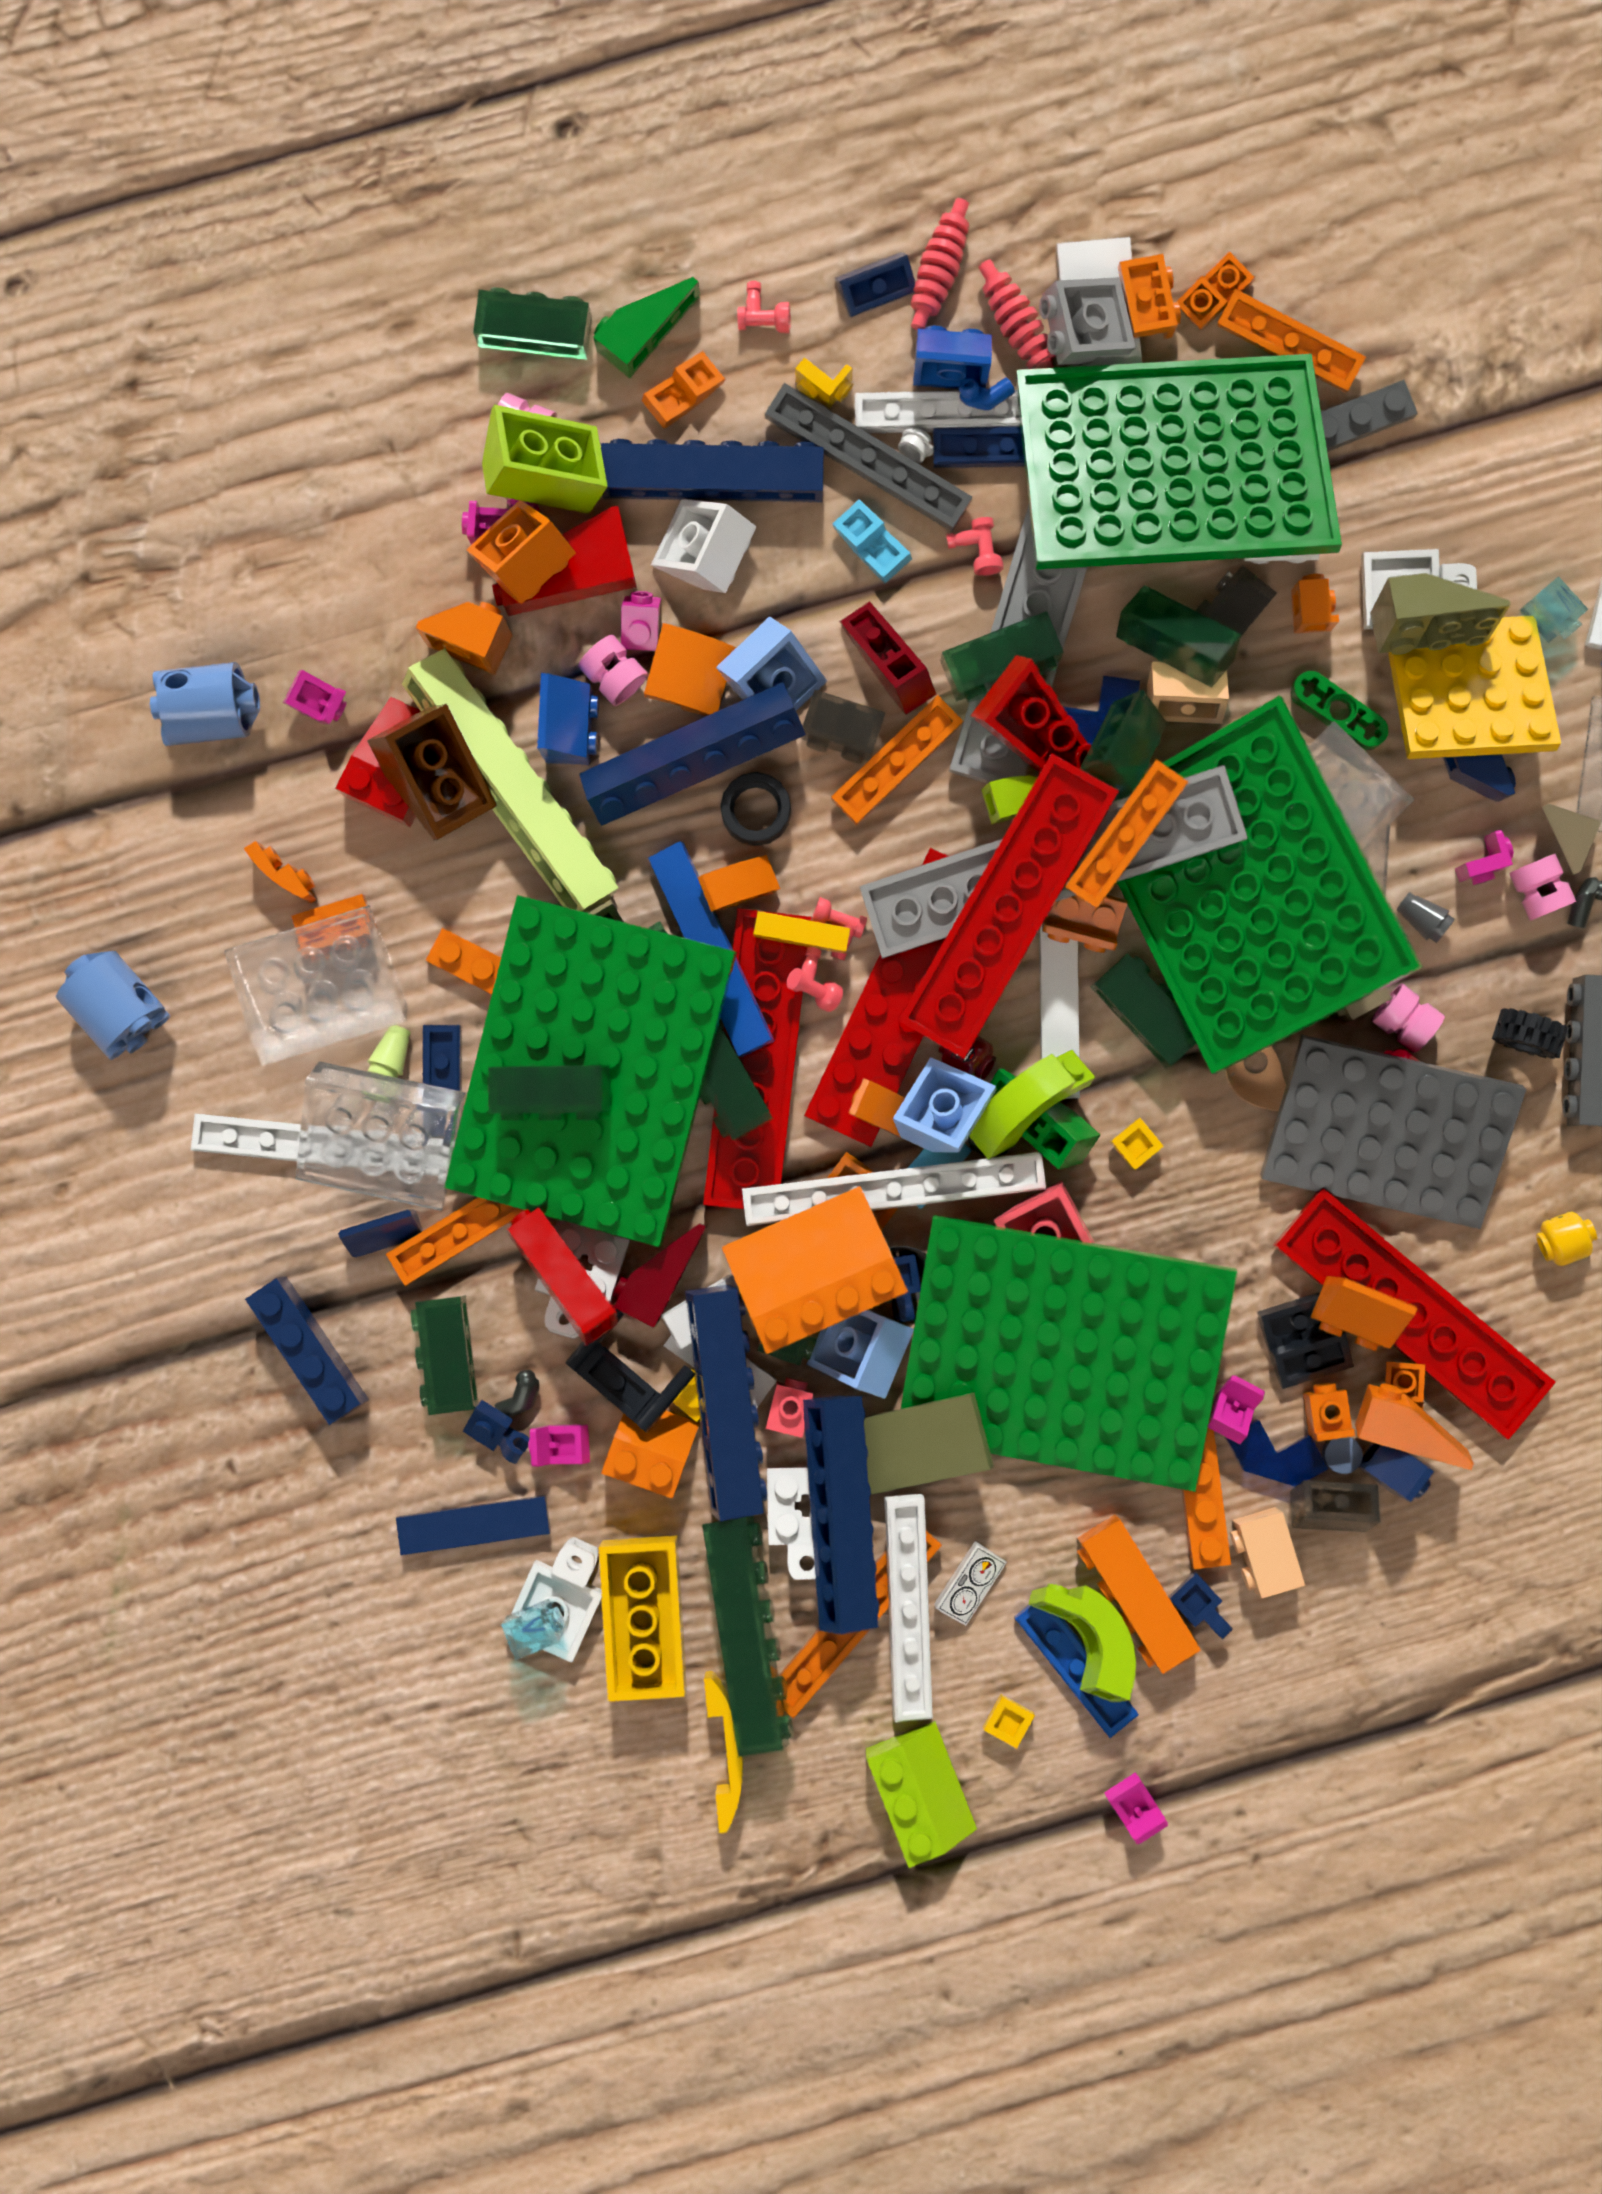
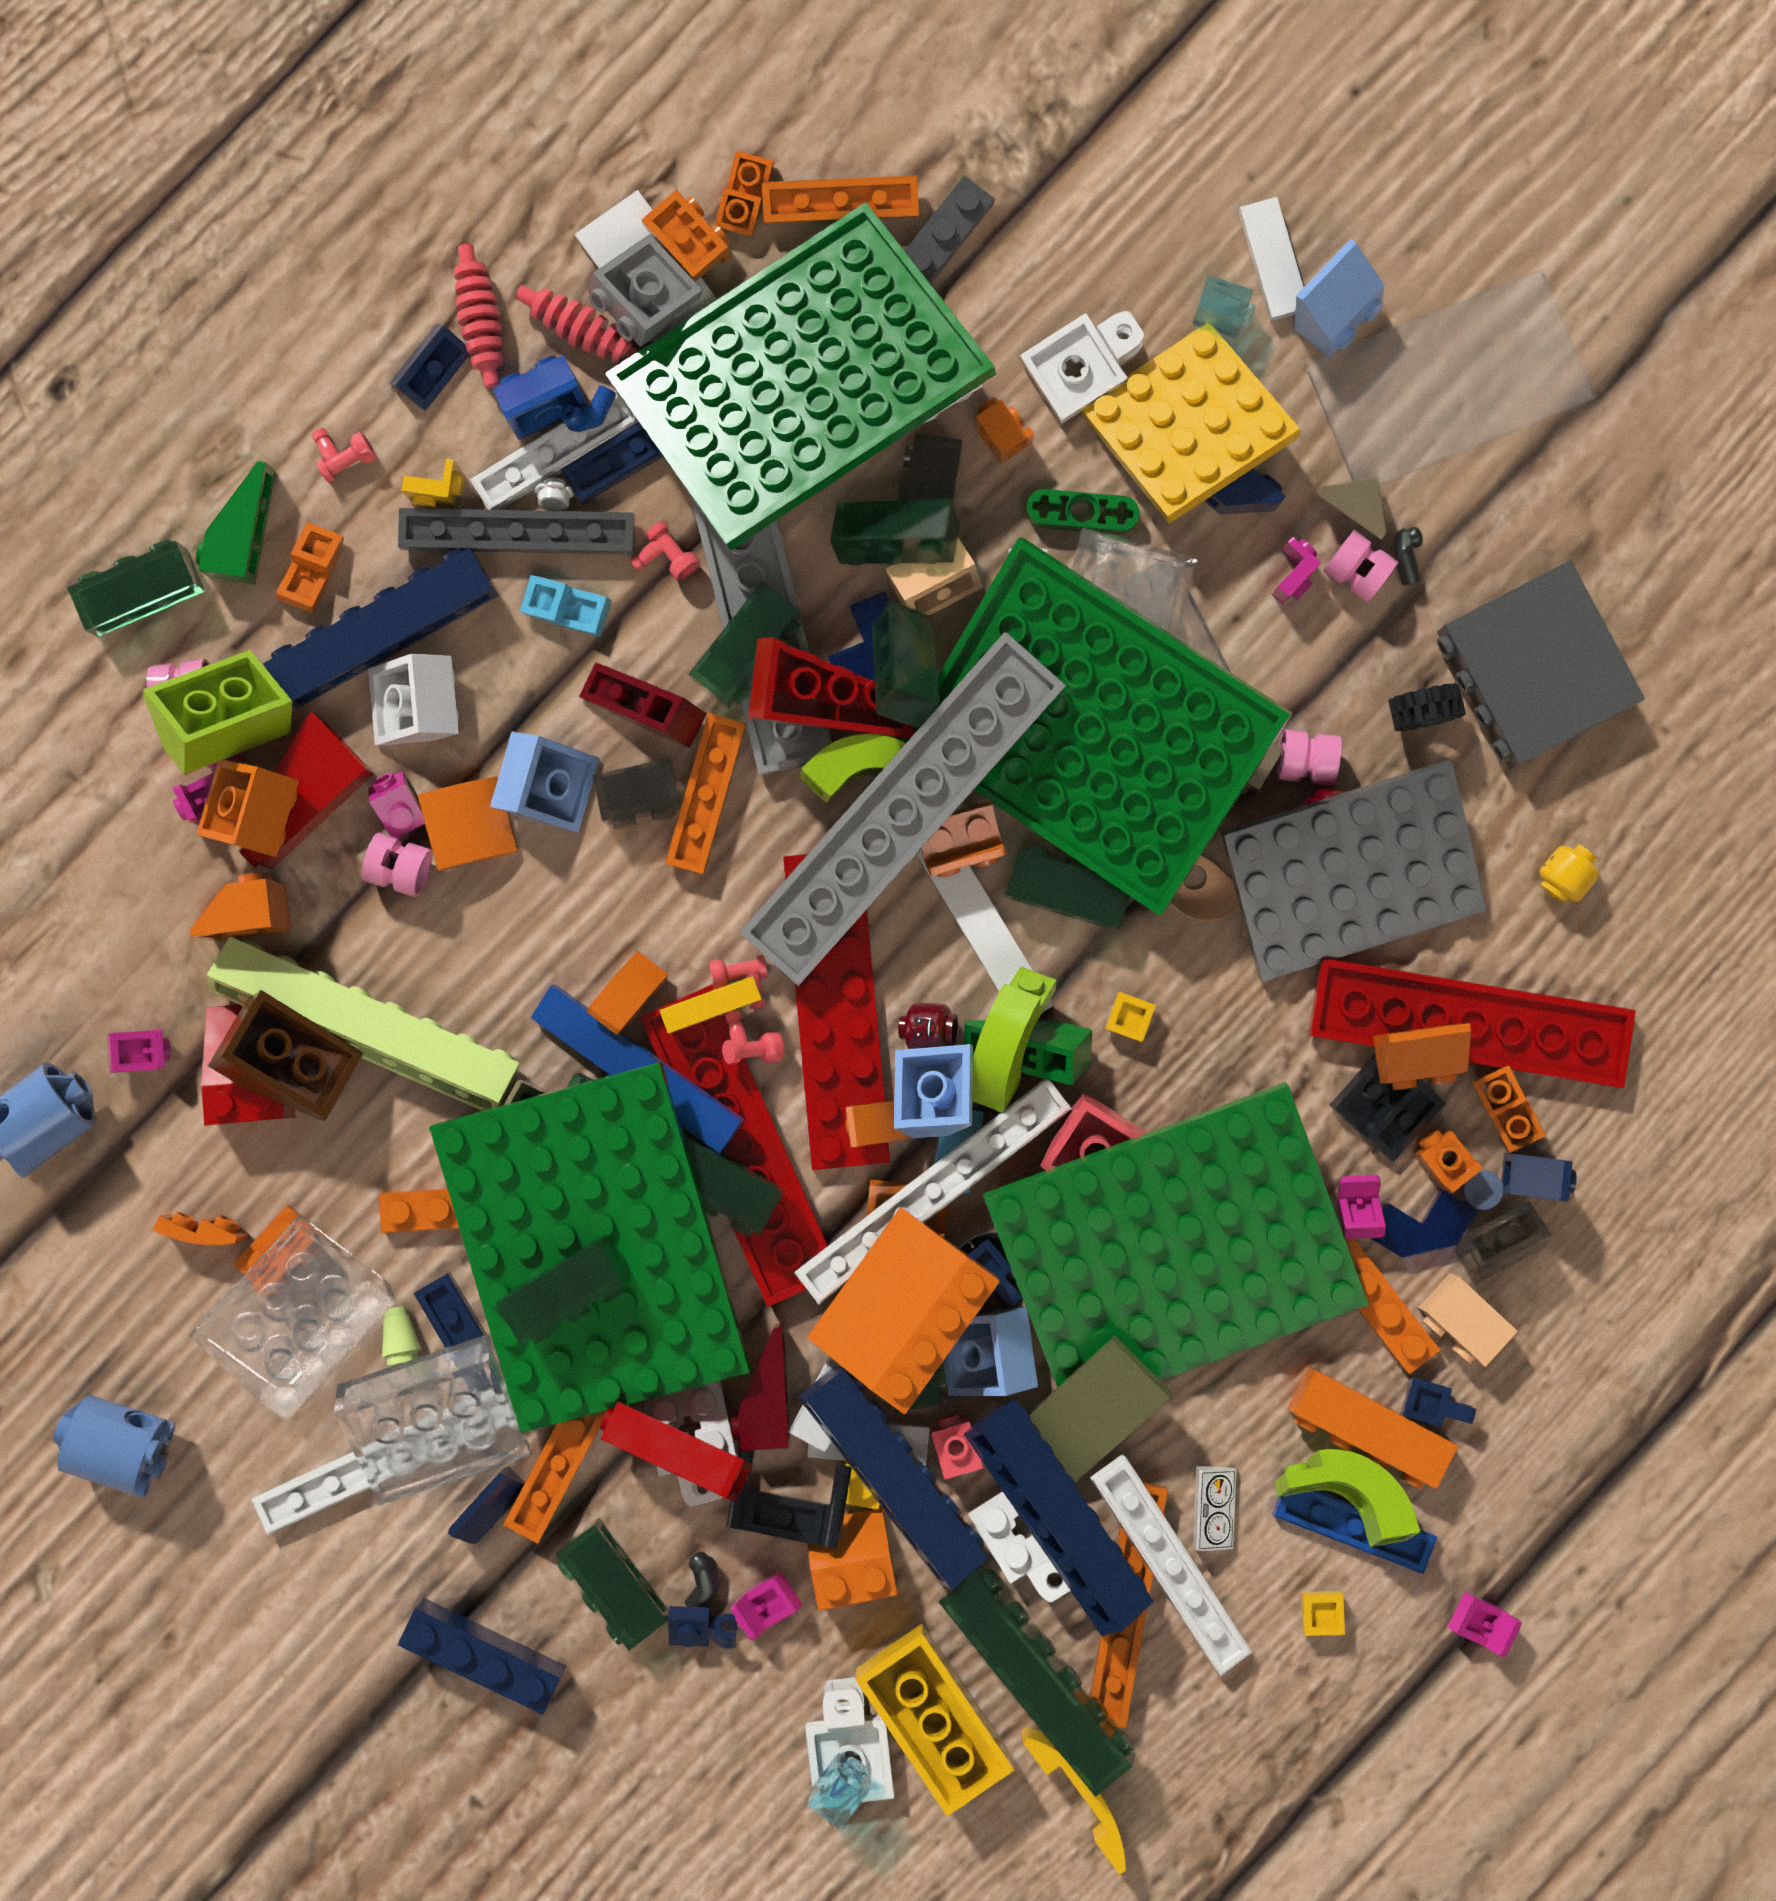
camera: 25 degrees left, 0 degrees up
(473, 1525) = (729, 1725): dark blue tile -> none
(566, 720) = (381, 937): blue slope -> none
(691, 754) = (514, 901): dark blue brick -> none
(749, 781) = (583, 892): black tyre -> none
(921, 1793) = (1281, 1727): lime slope -> none
(1008, 905) = (884, 873): red plate -> none
(1126, 834) = (953, 746): orange plate -> none
(1399, 1423) = (1520, 1133): orange slope -> none
(1425, 917) = (1271, 655): dark grey cone -> none
(1433, 614) = (1115, 378): olive slope -> none

